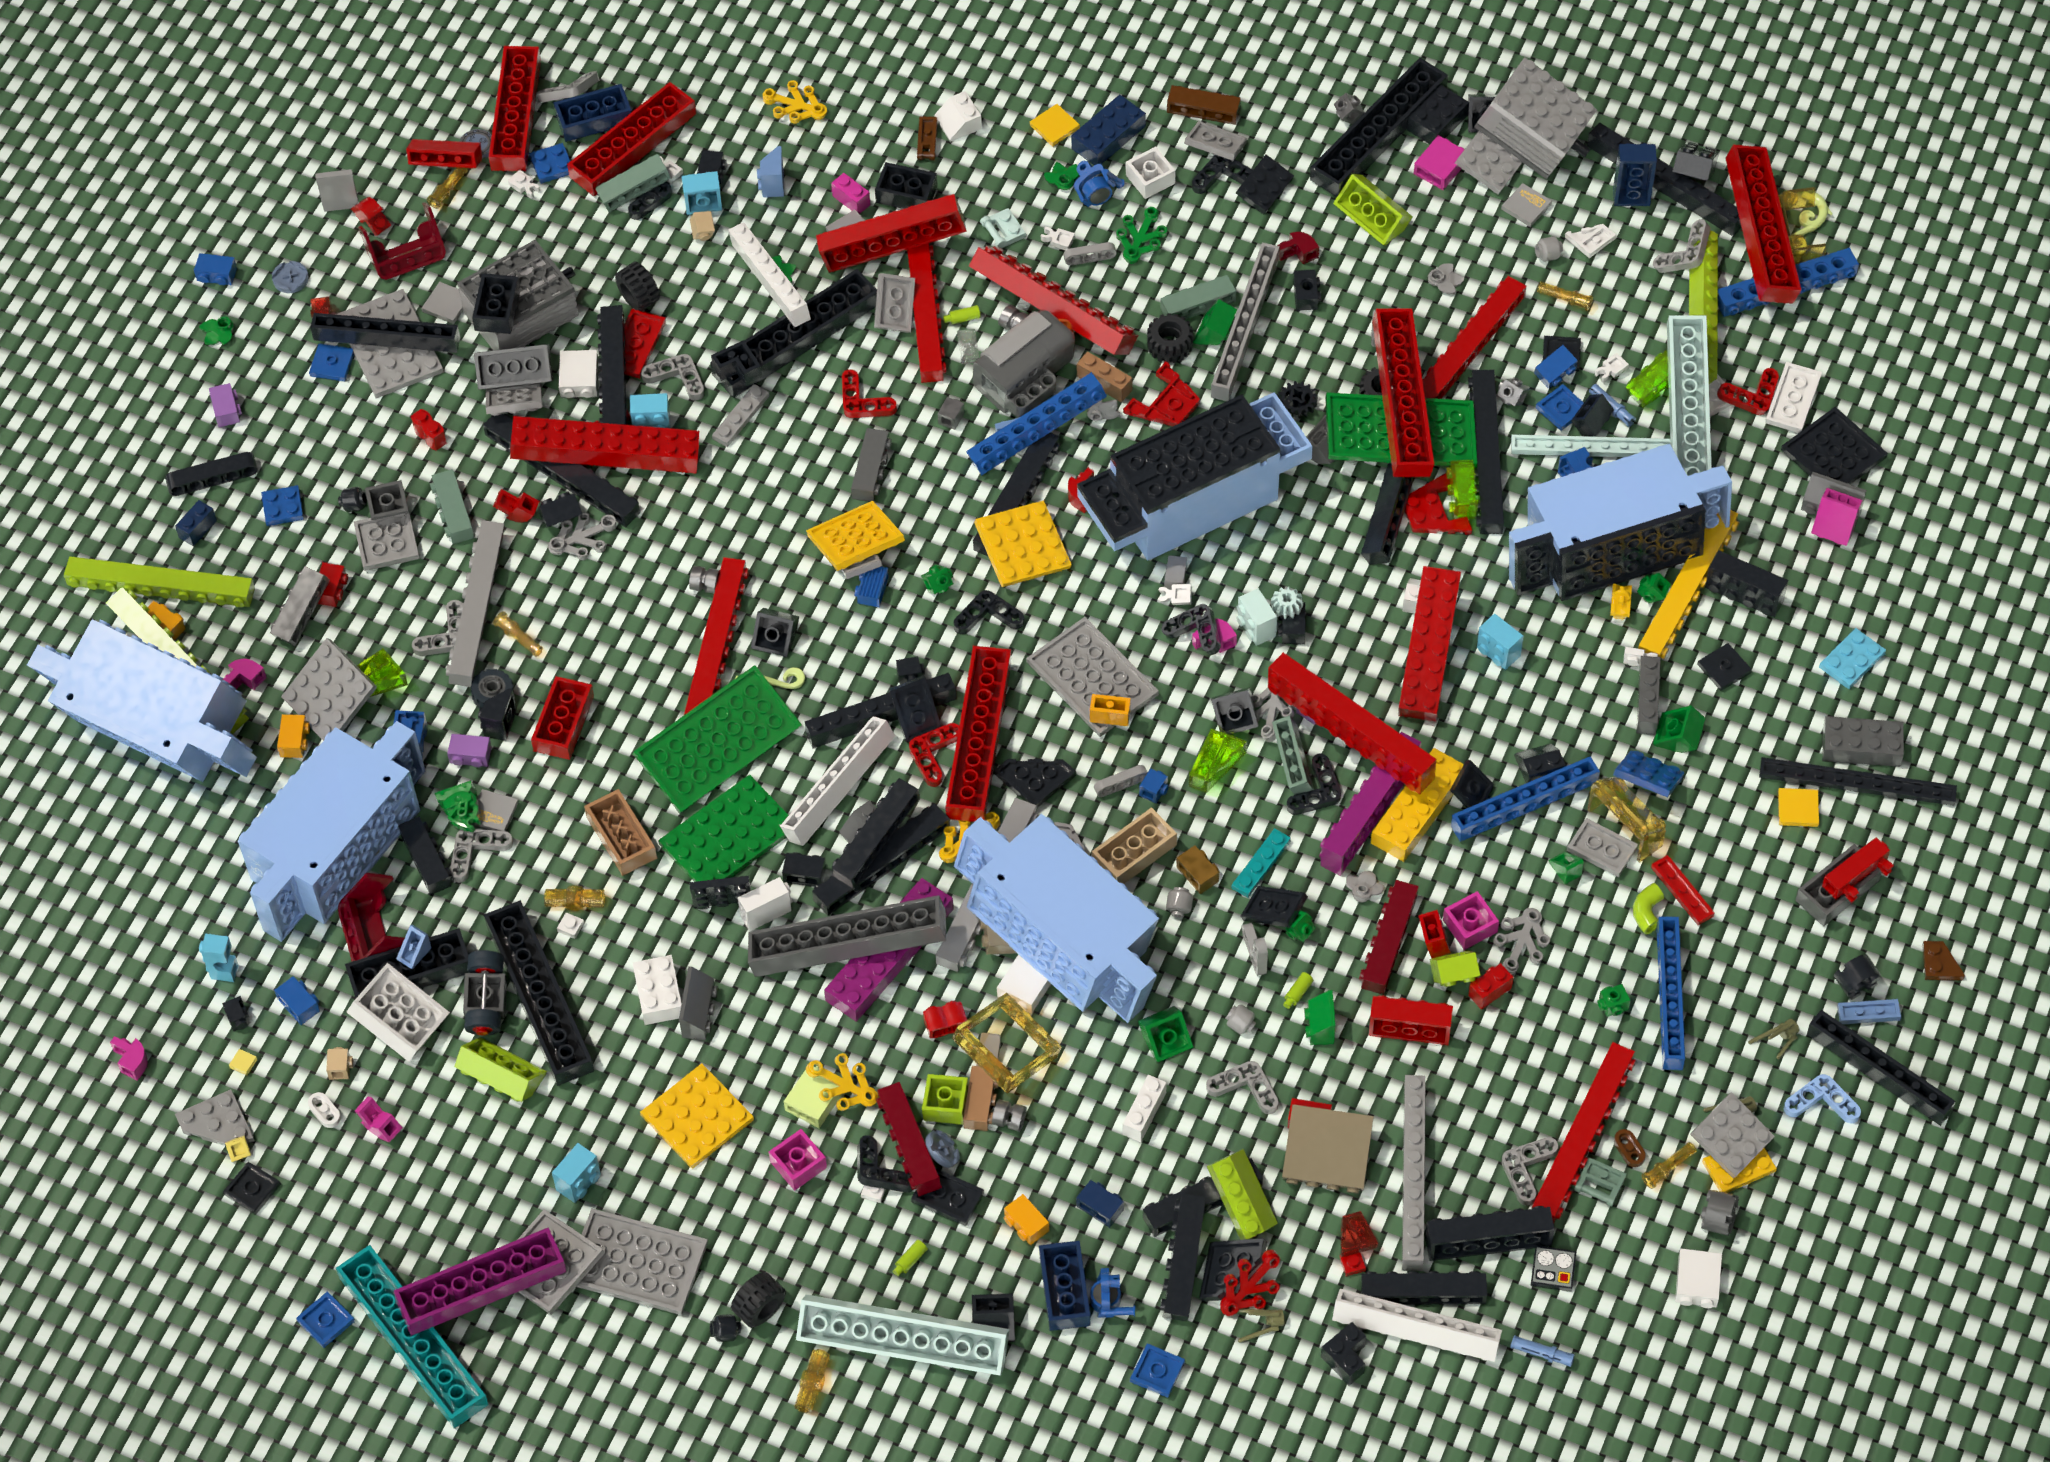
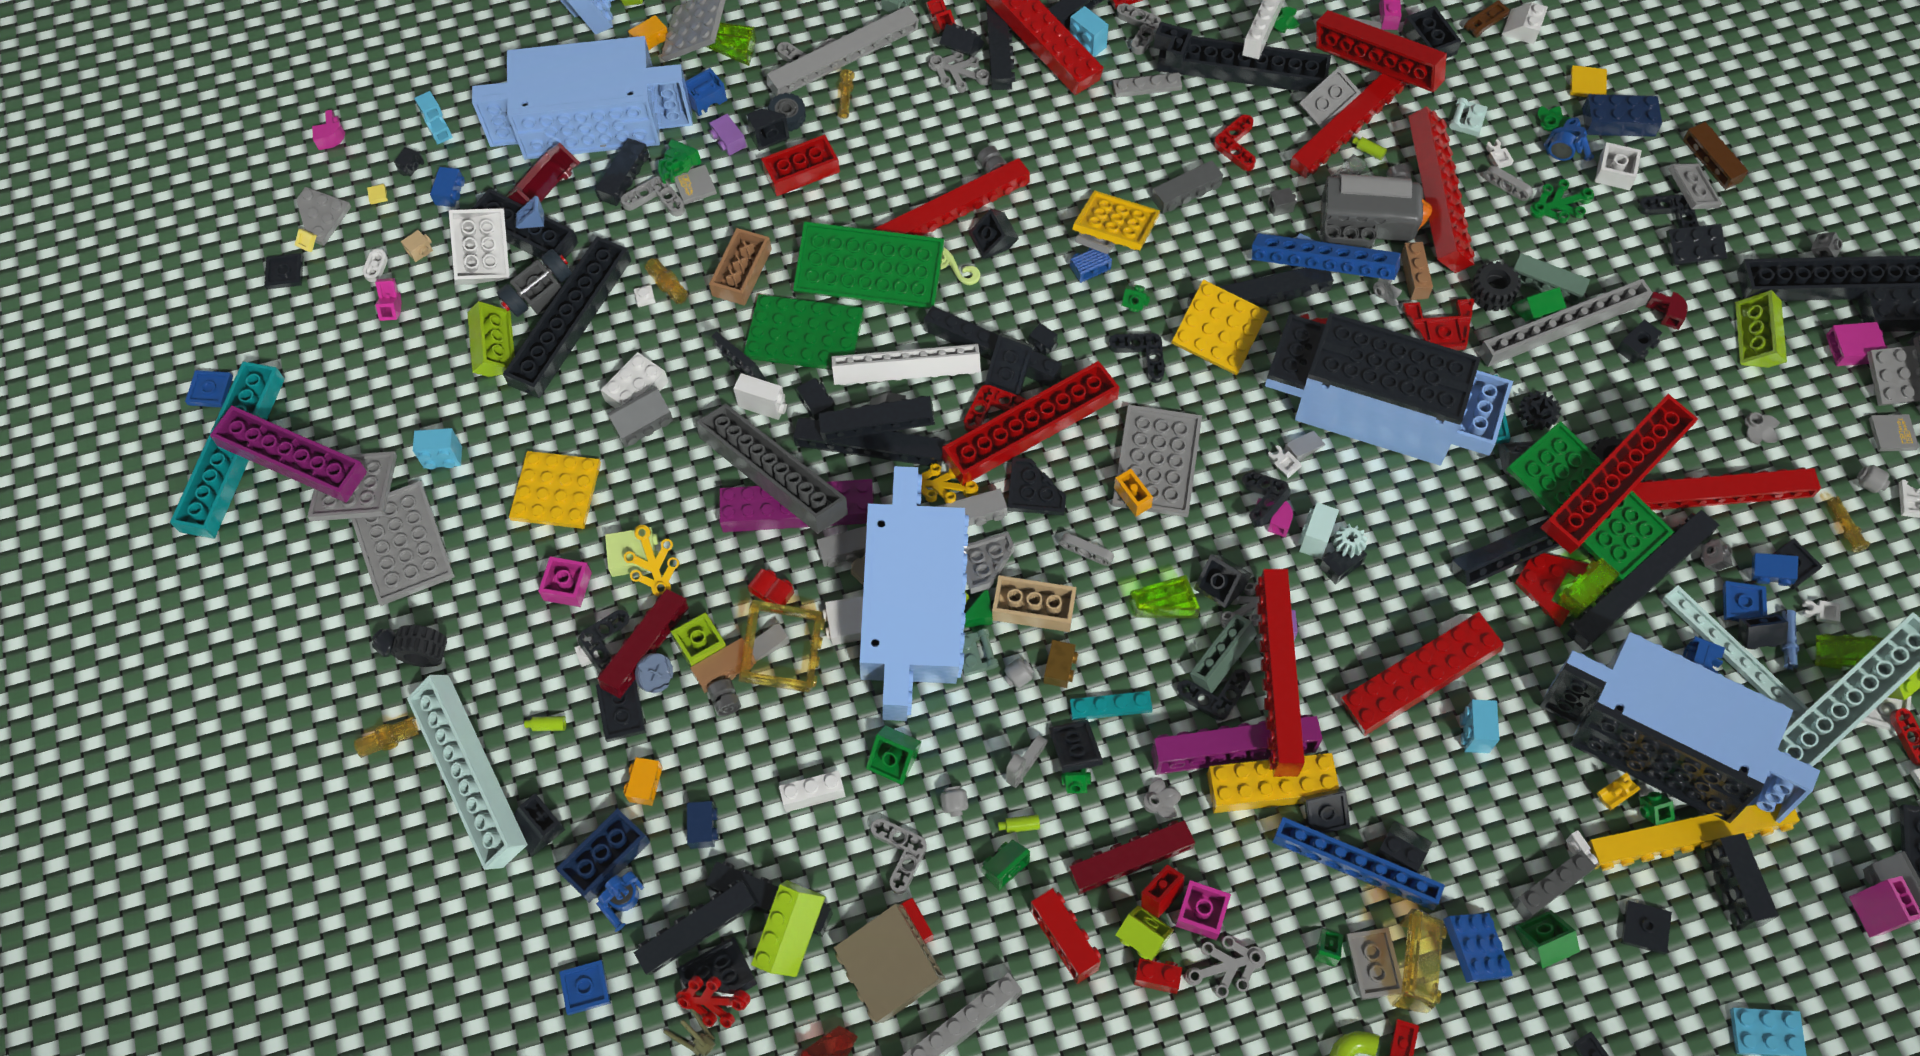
camera: 50 degrees right, 5 degrees up
(1153, 785) = (1104, 575): blue brick -> none

